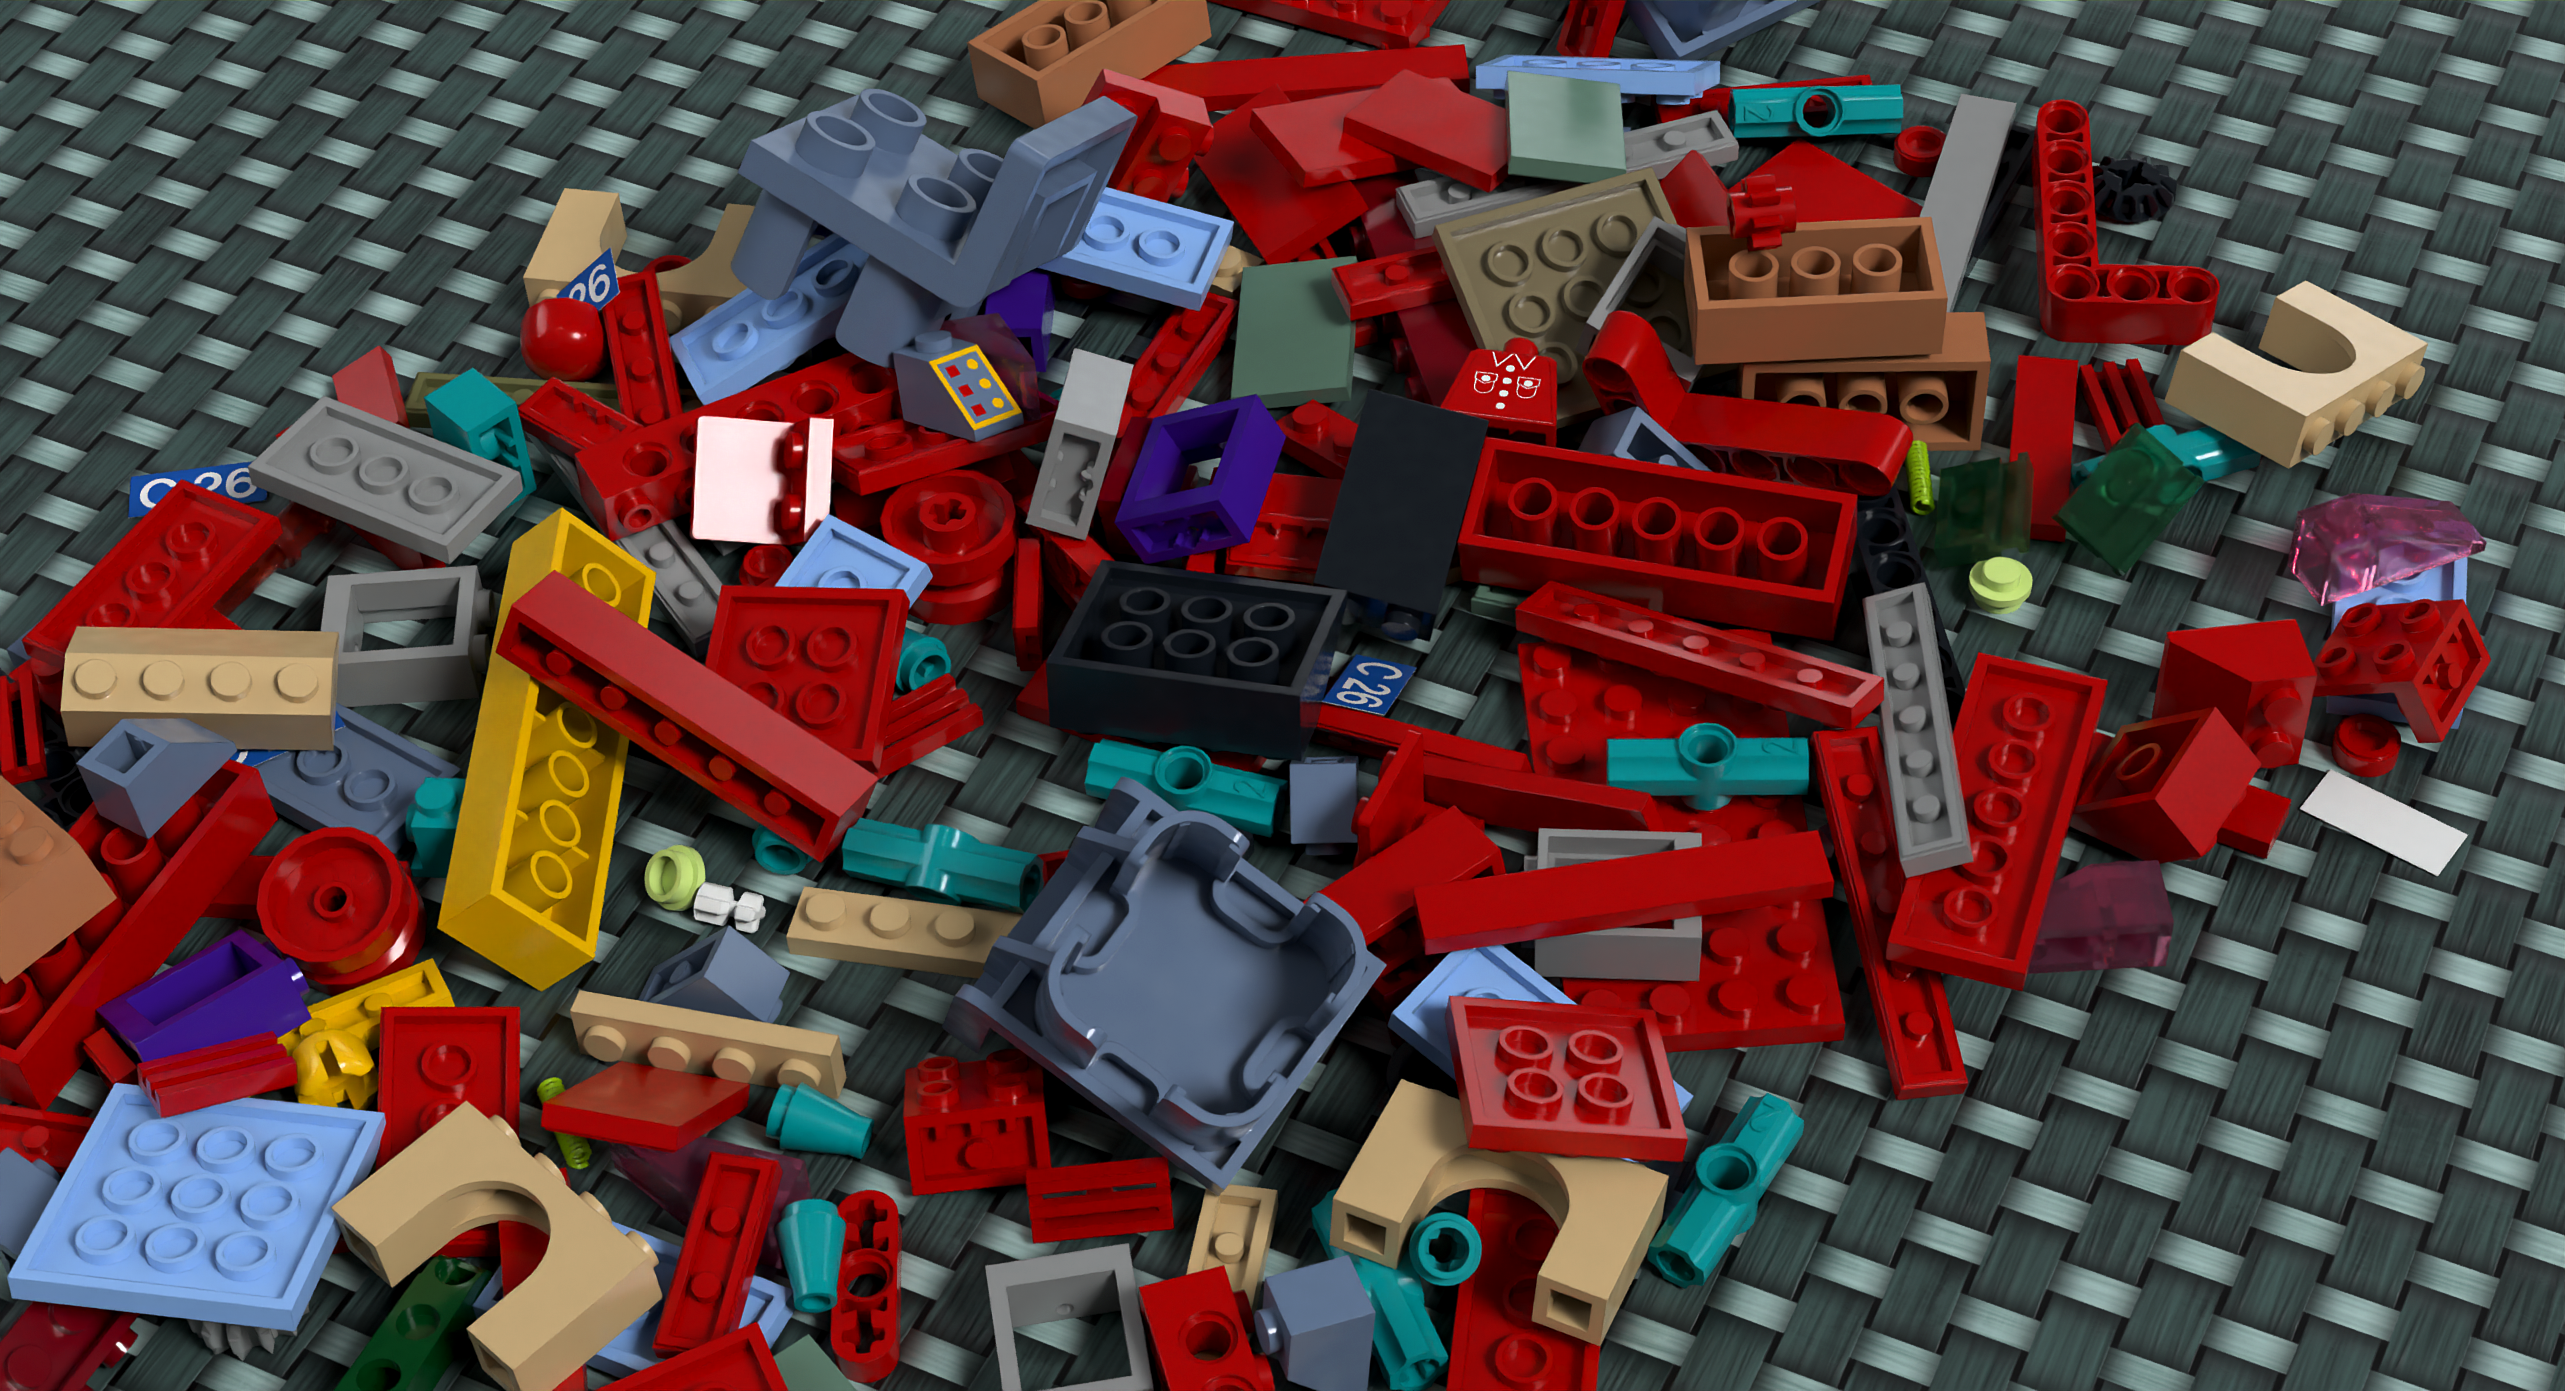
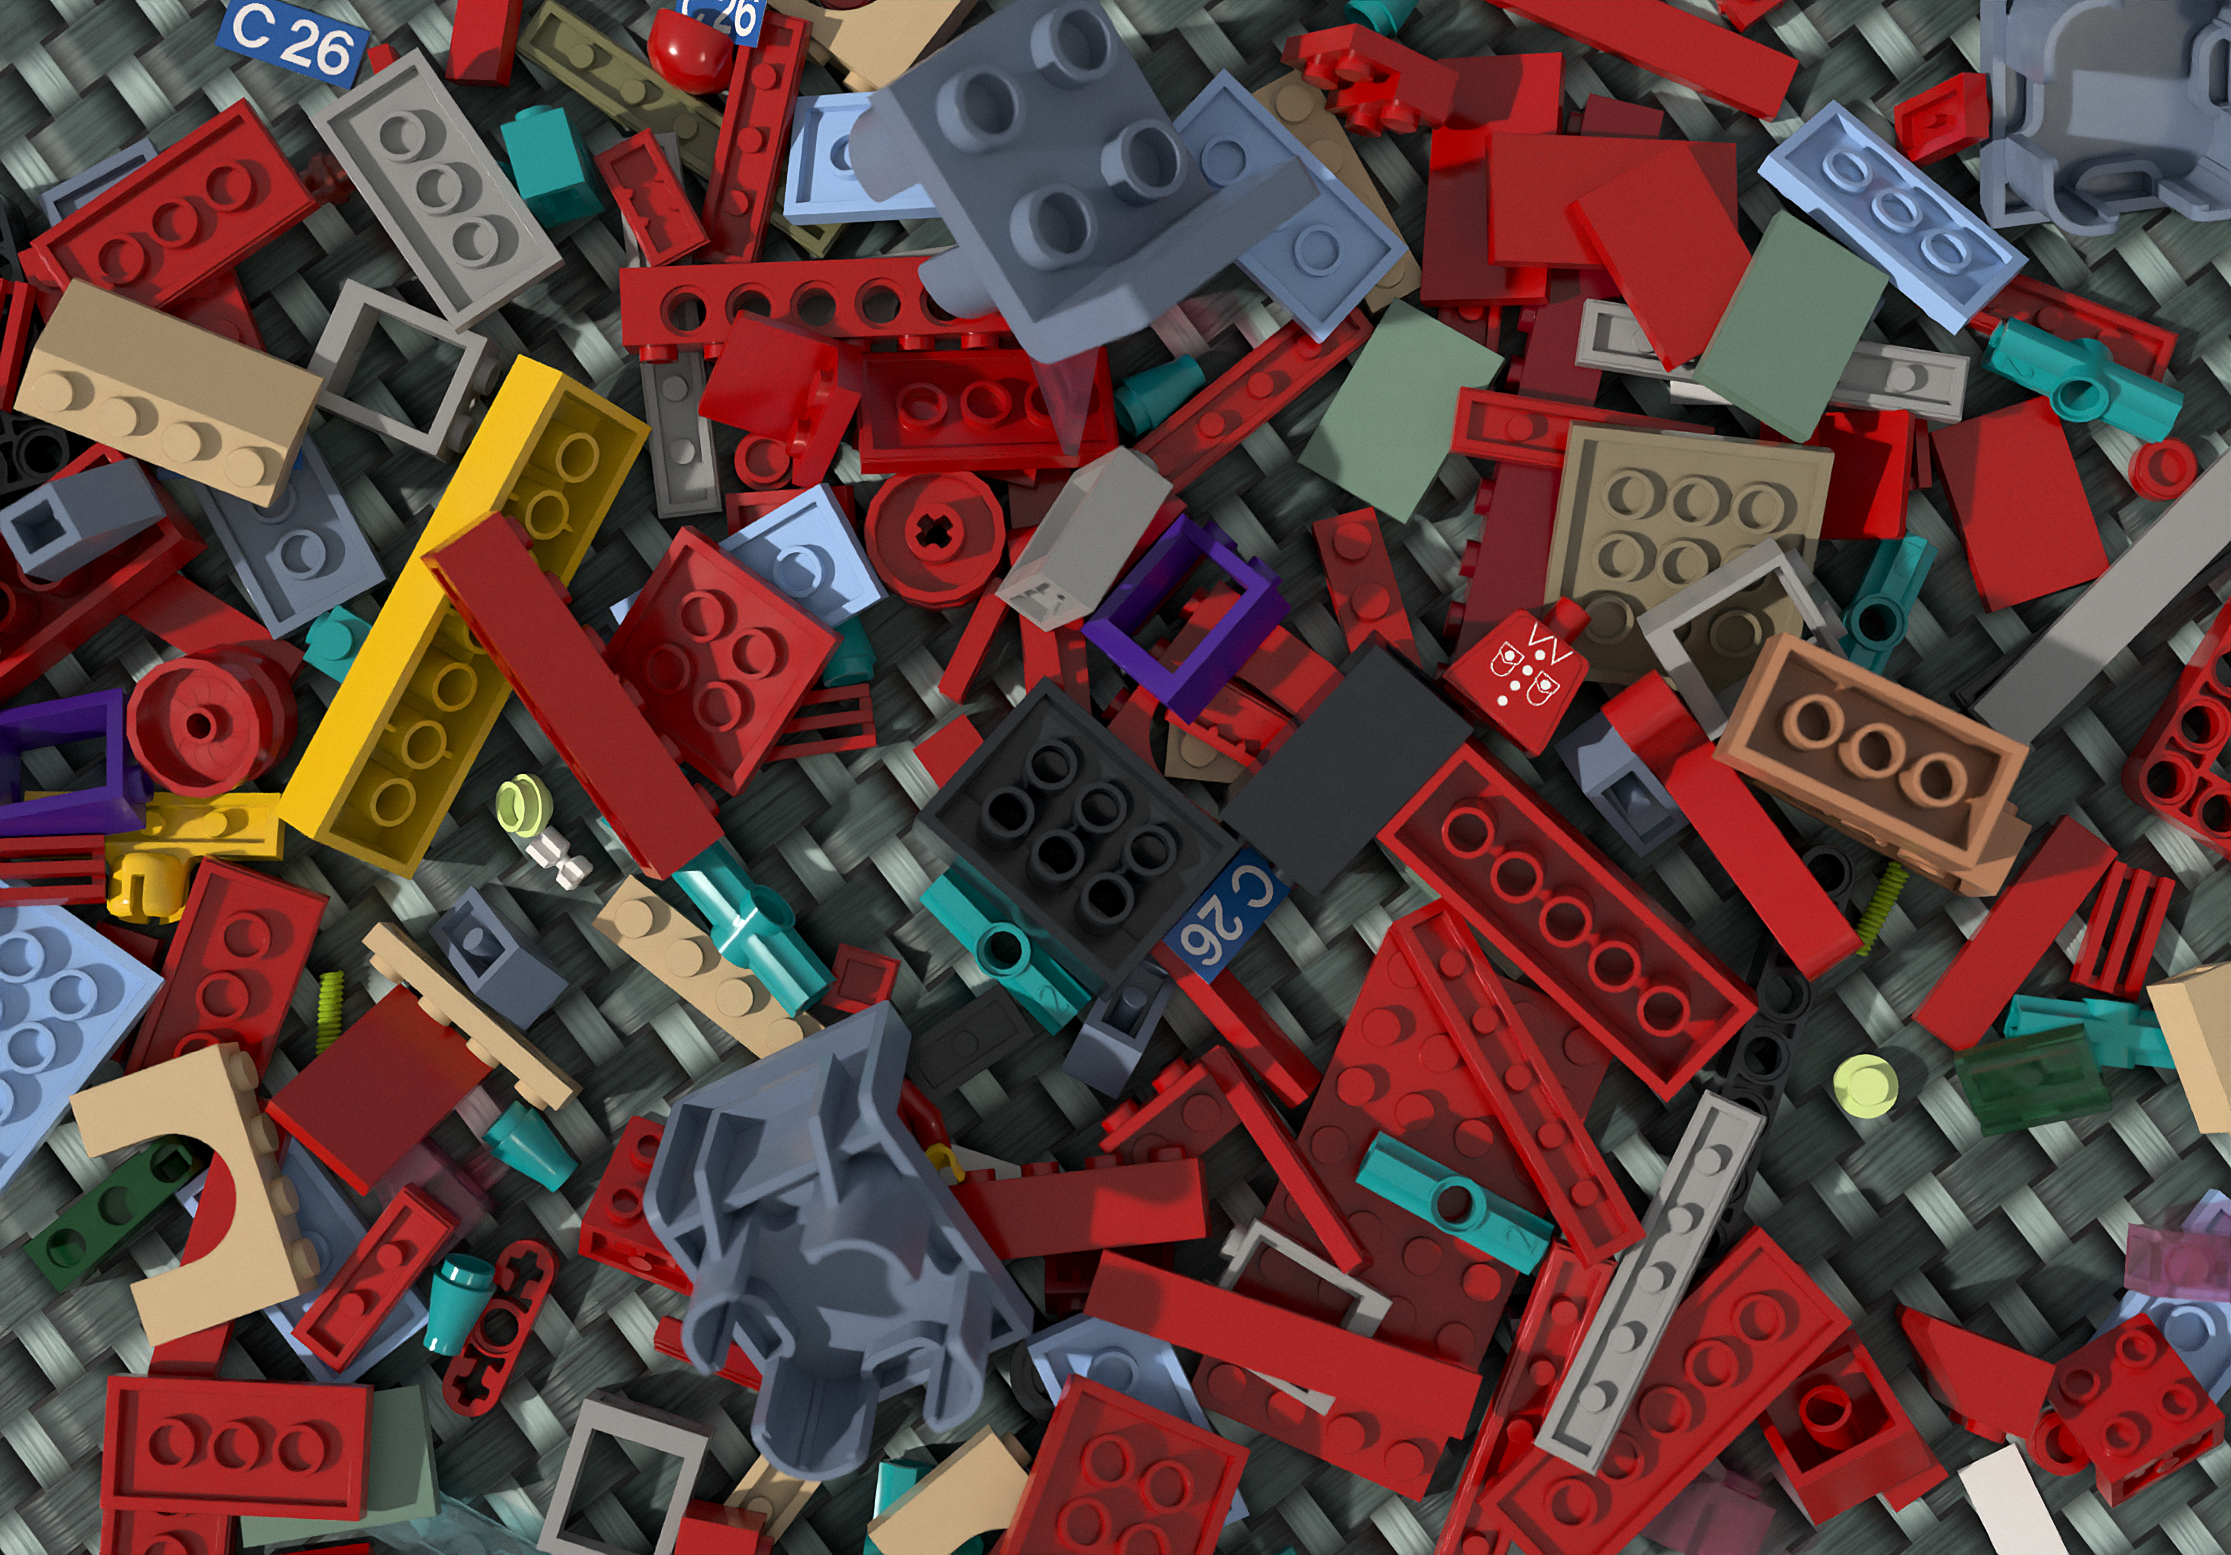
camera: 25 degrees right, 40 degrees up
(953, 388) = (1007, 391): sand blue slope -> none
(1761, 212) = (1853, 686): red gear -> none
(1983, 510) = (1902, 1004): clear green plate -> none

